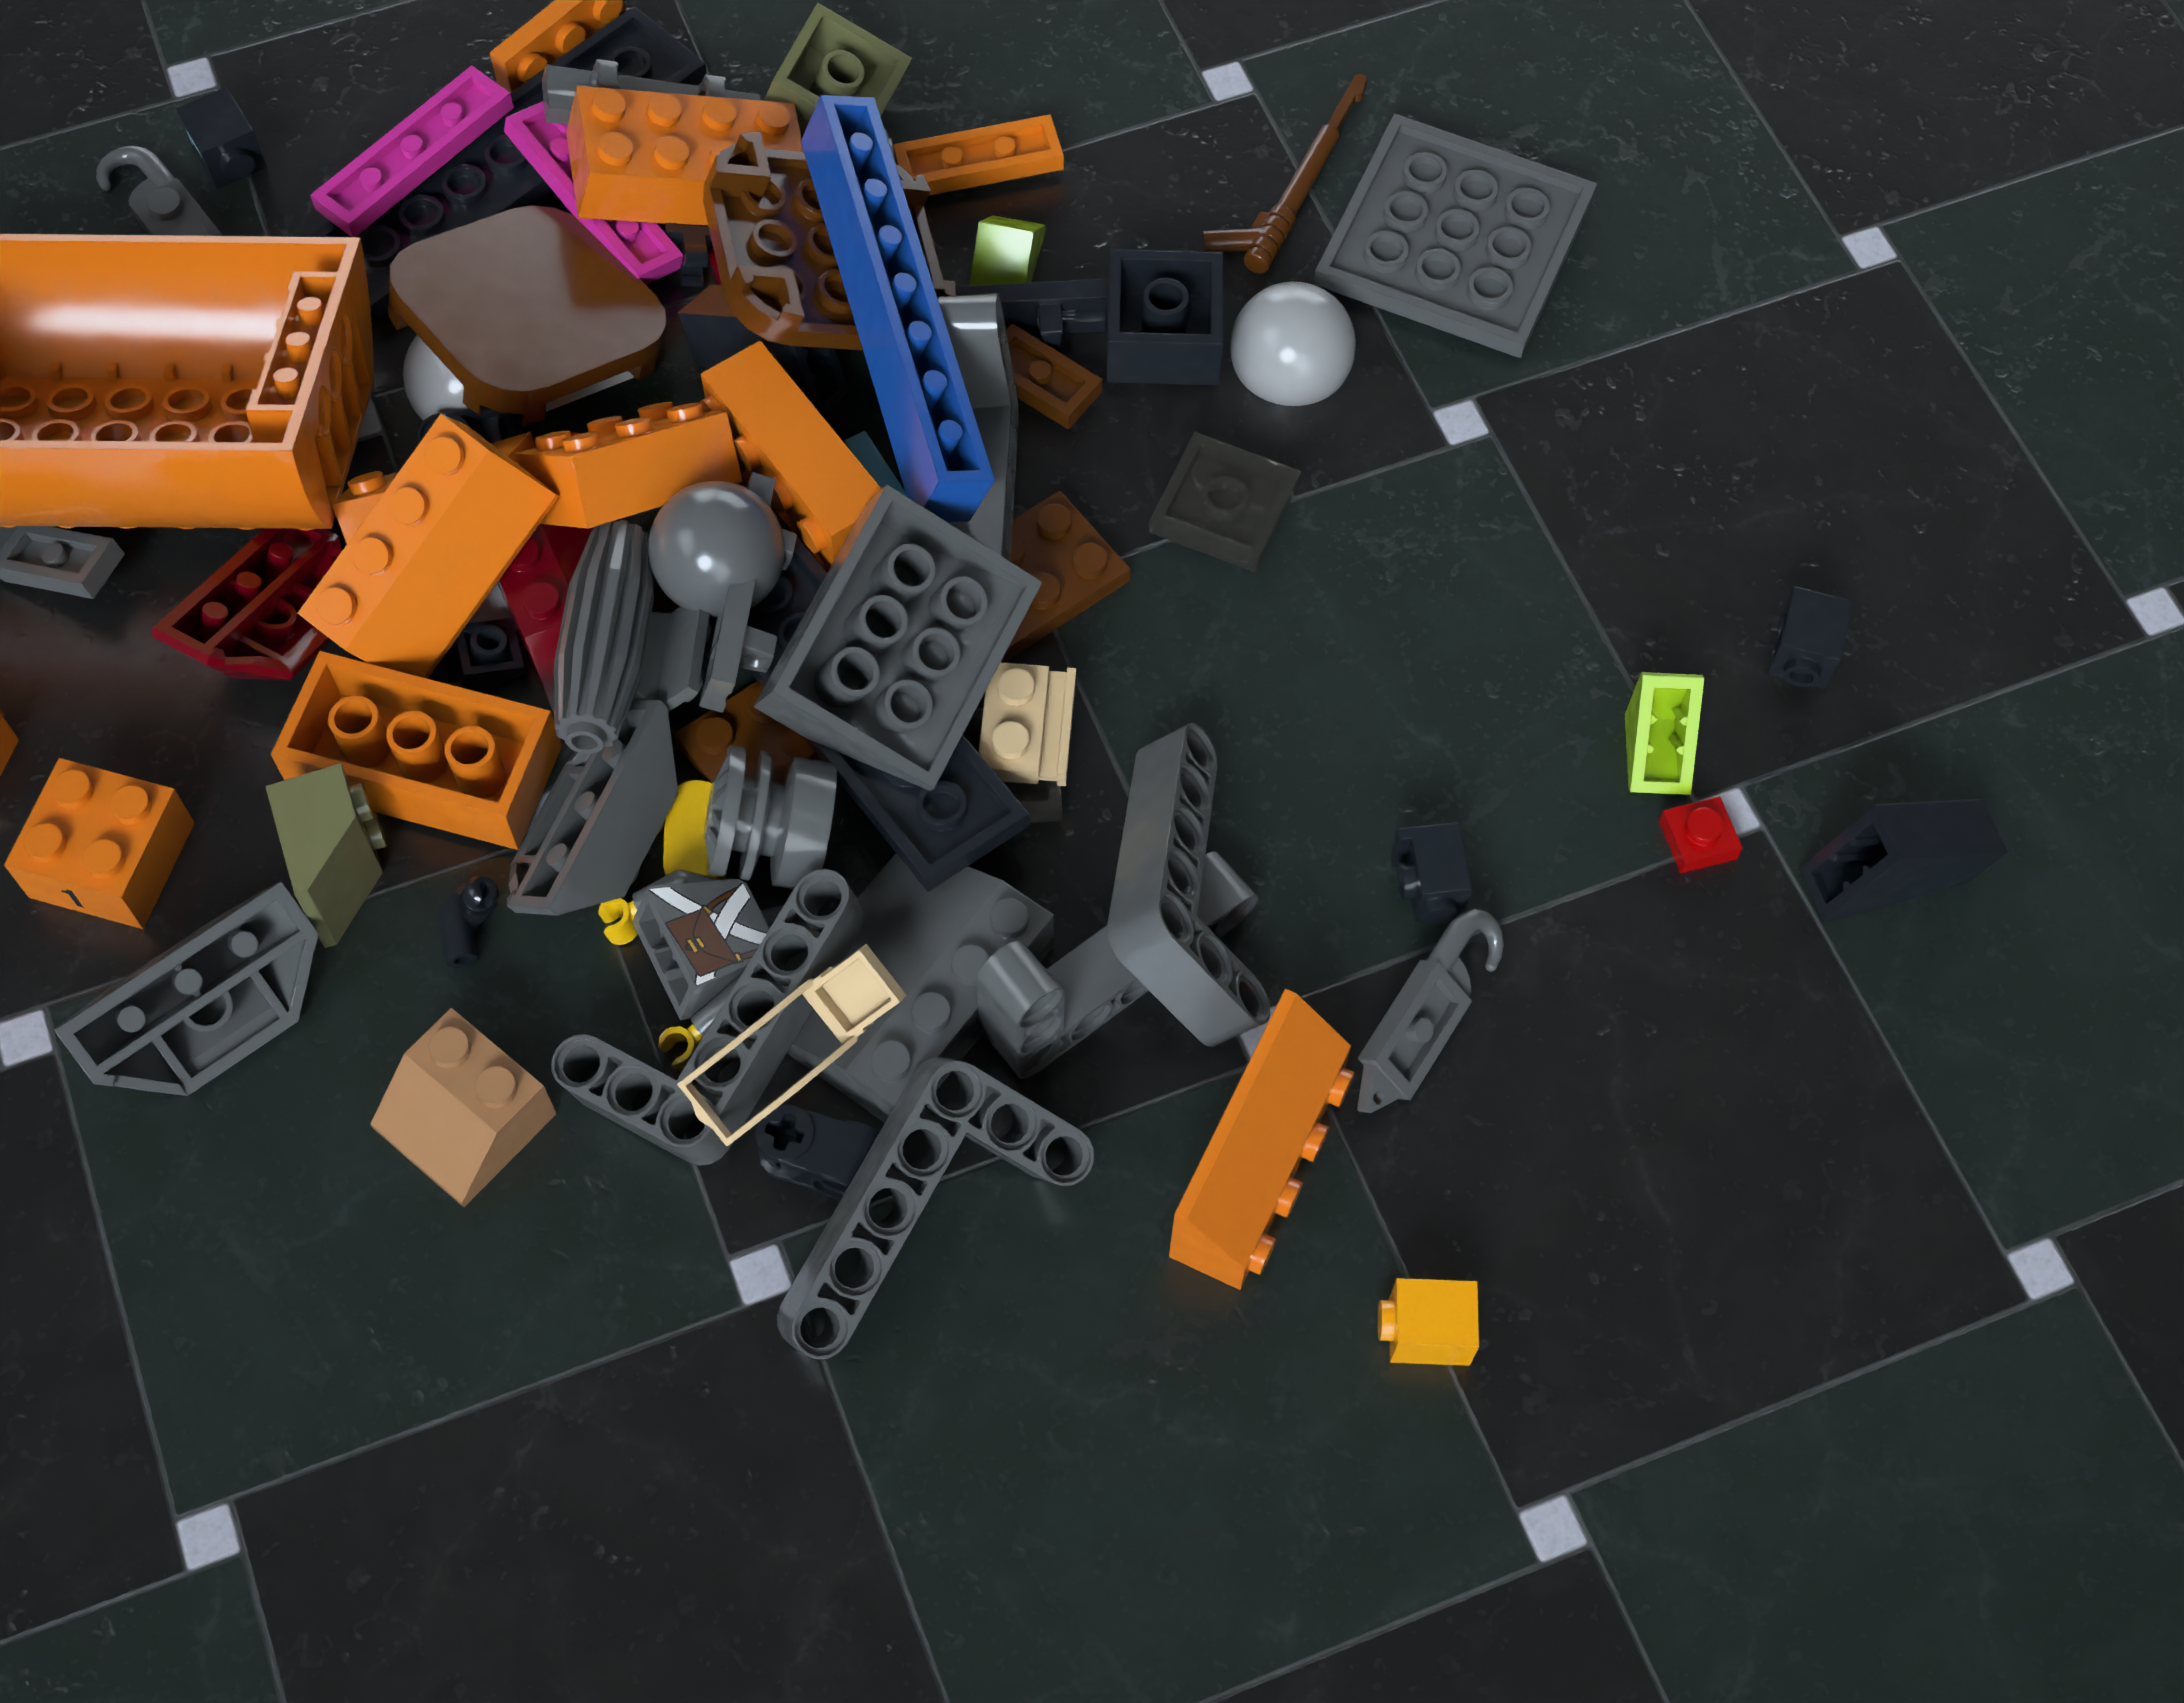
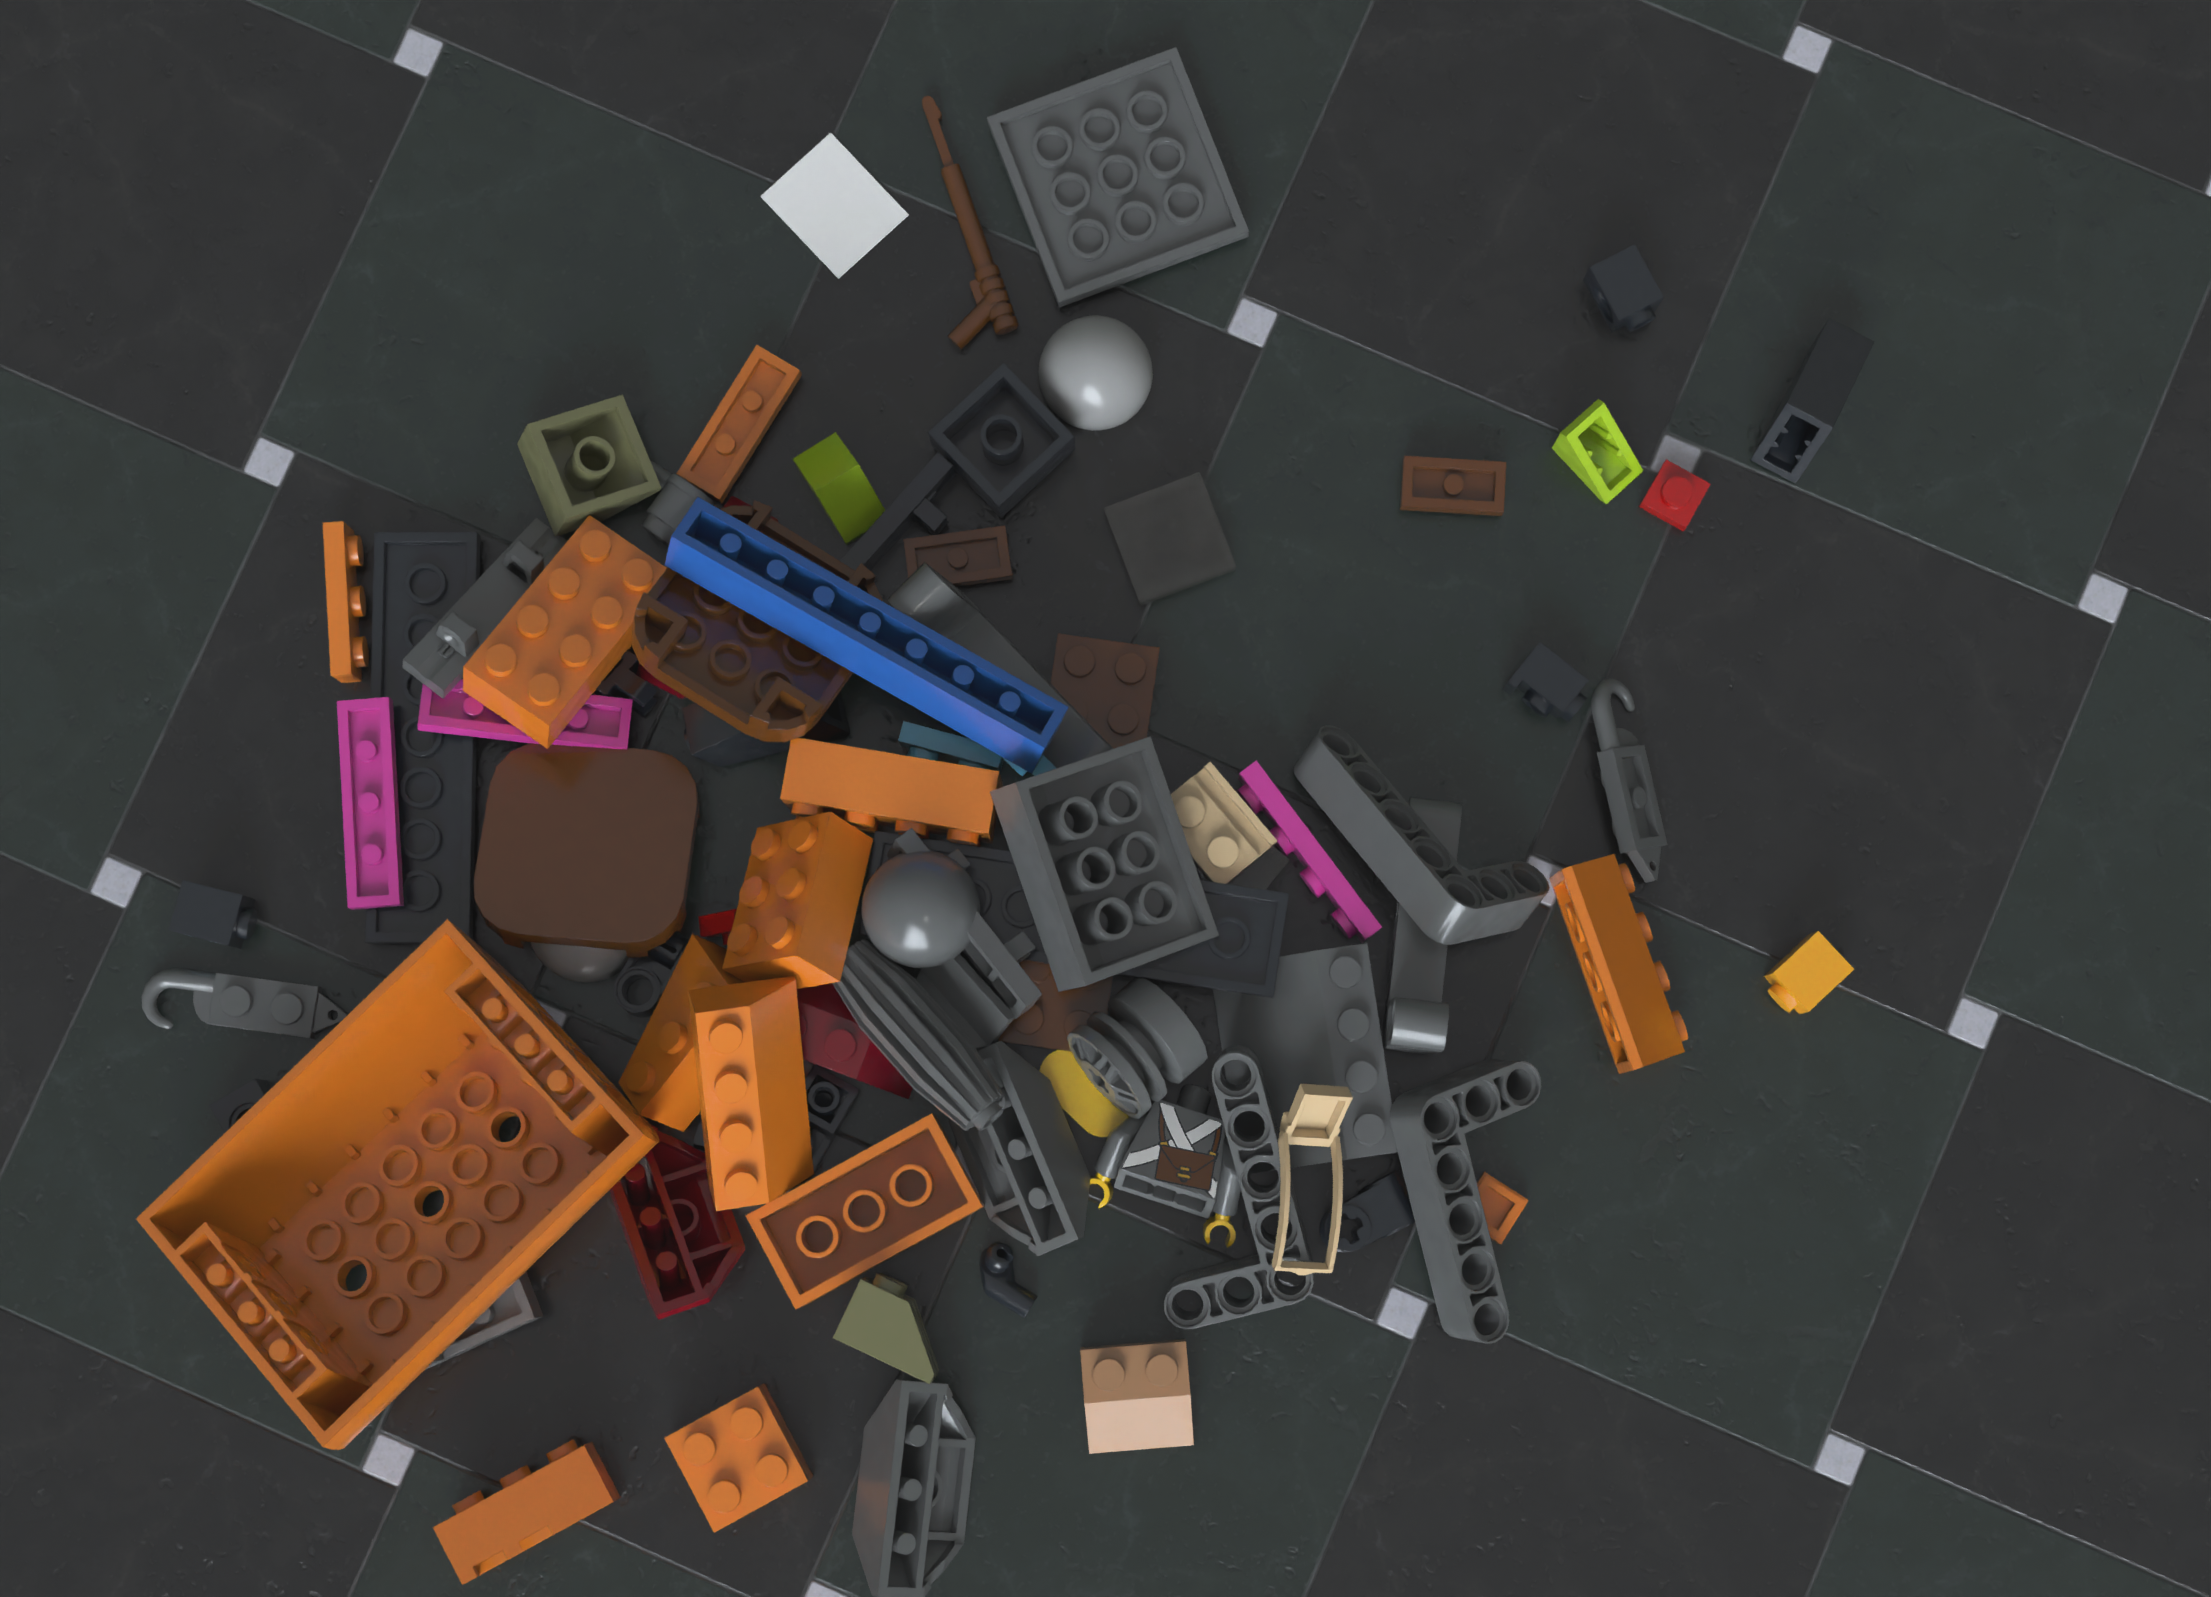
camera: 40 degrees left, 20 degrees up
(935, 1258) = (1500, 1206): none -> orange tile
(1078, 844) = (1320, 871): none -> dark pink plate
(1214, 92) = (834, 205): none -> white sticker
(1507, 660) = (1453, 485): none -> reddish brown plate

